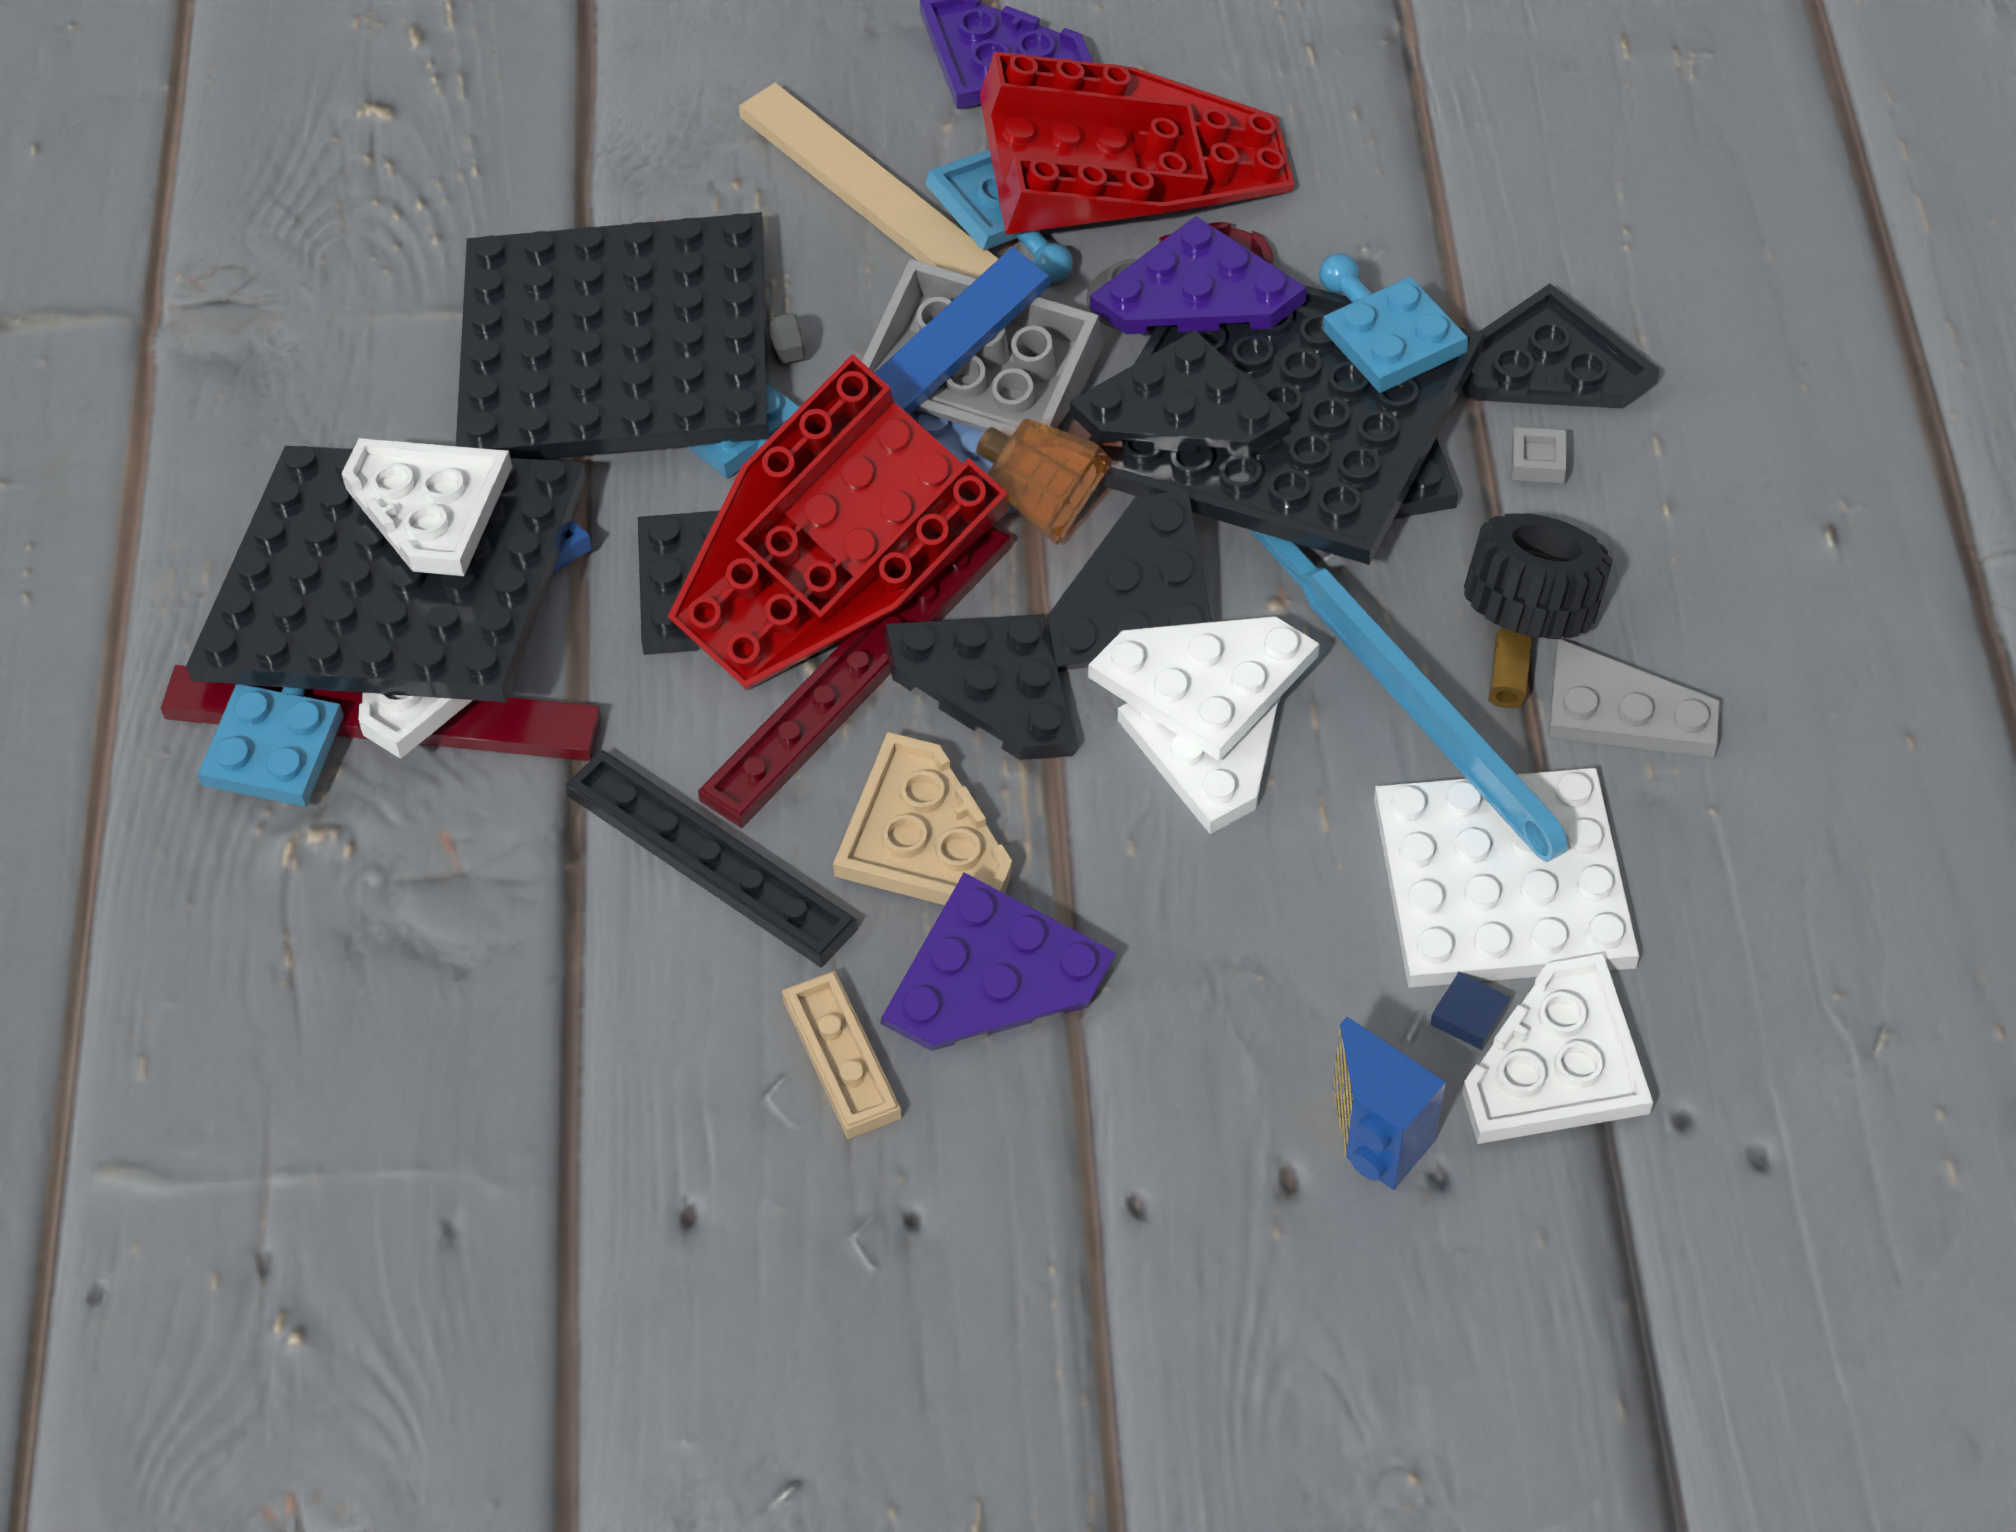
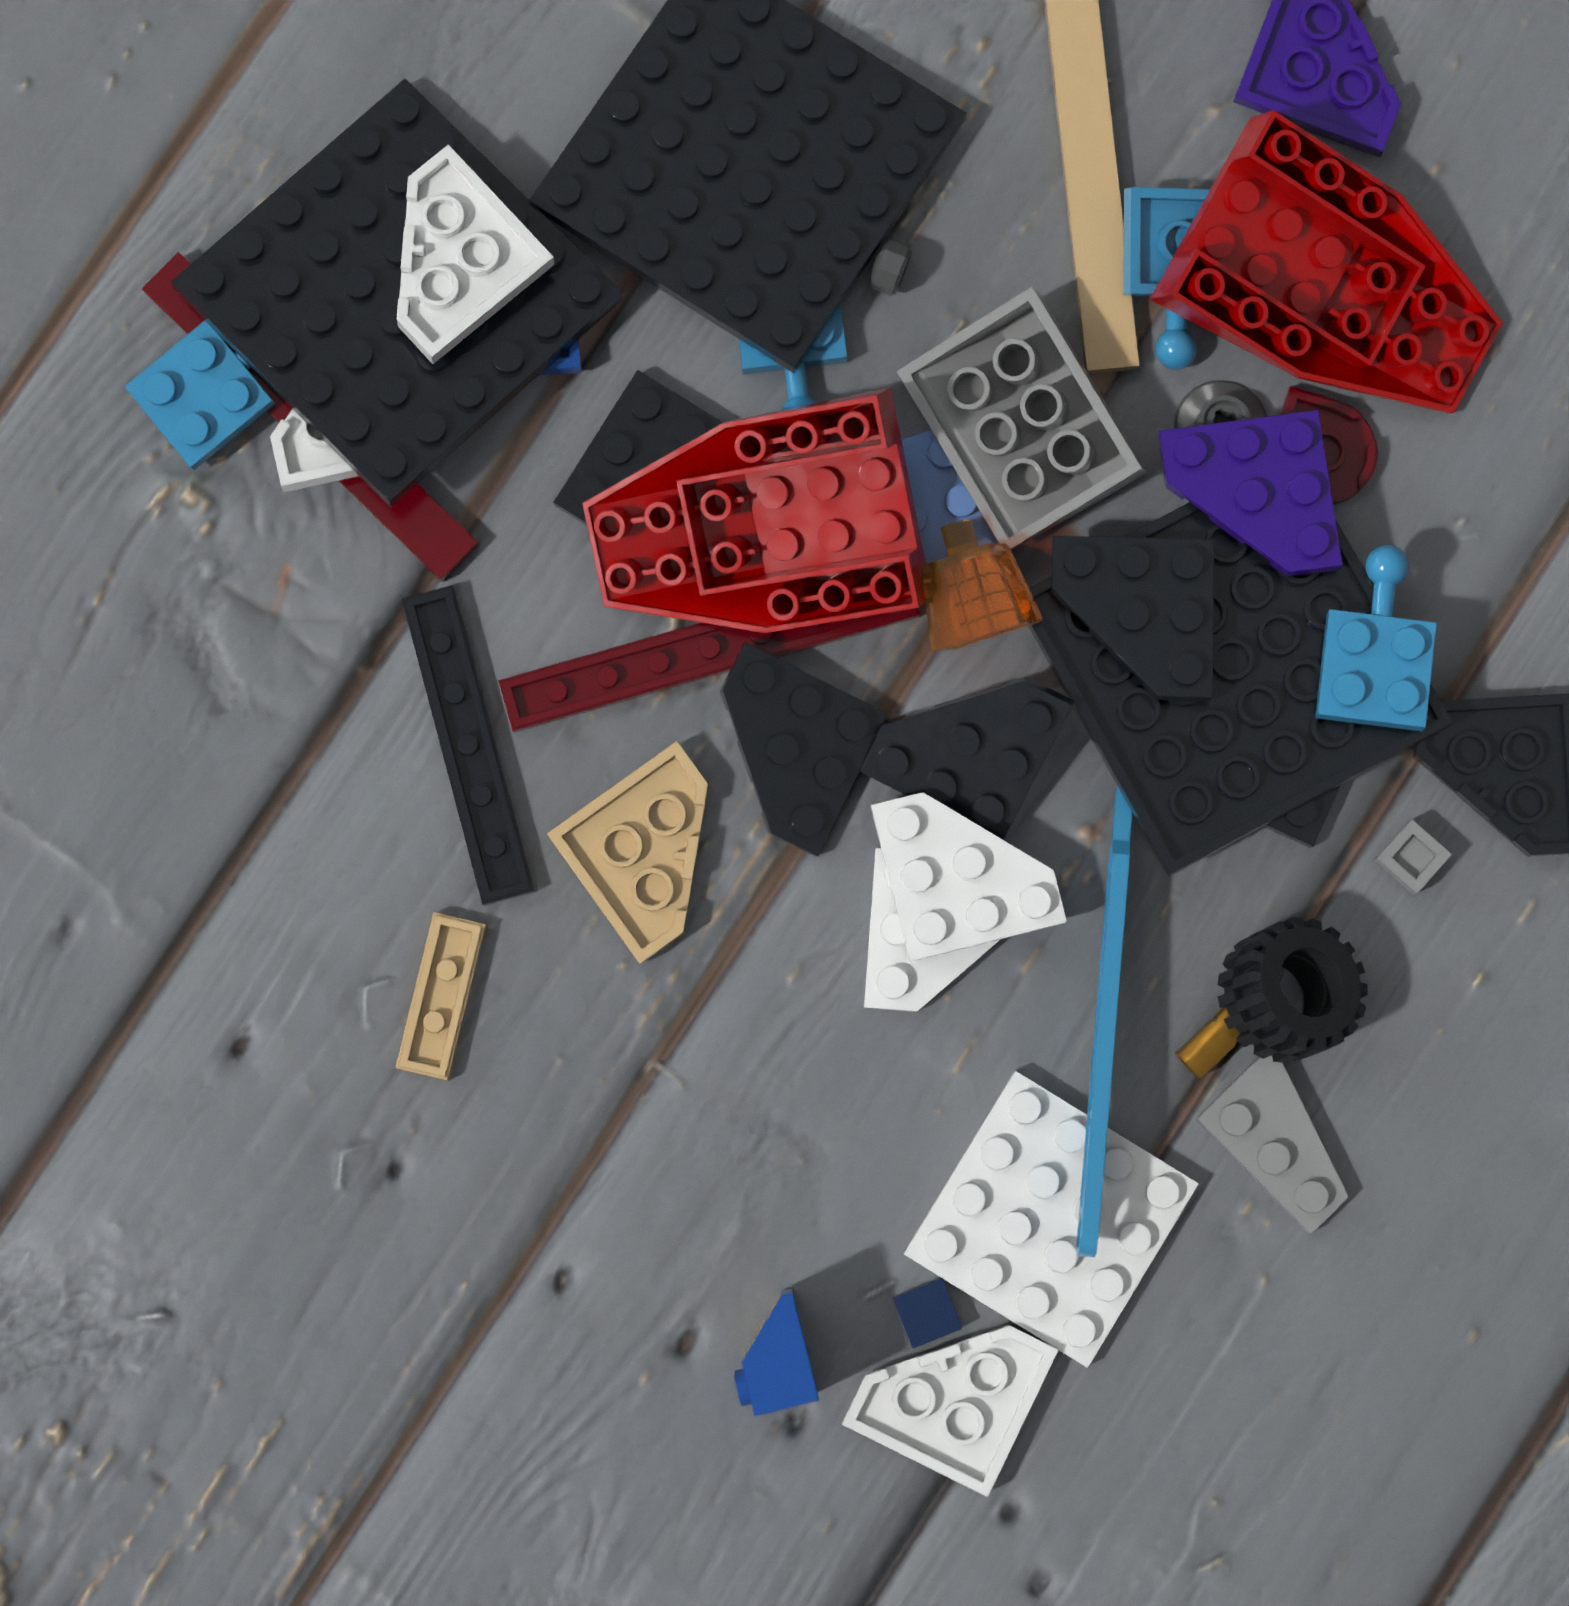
camera: 35 degrees right, 30 degrees up
(962, 329) = (1007, 398): blue tile -> none
(992, 970) = (599, 1016): dark purple plate -> none

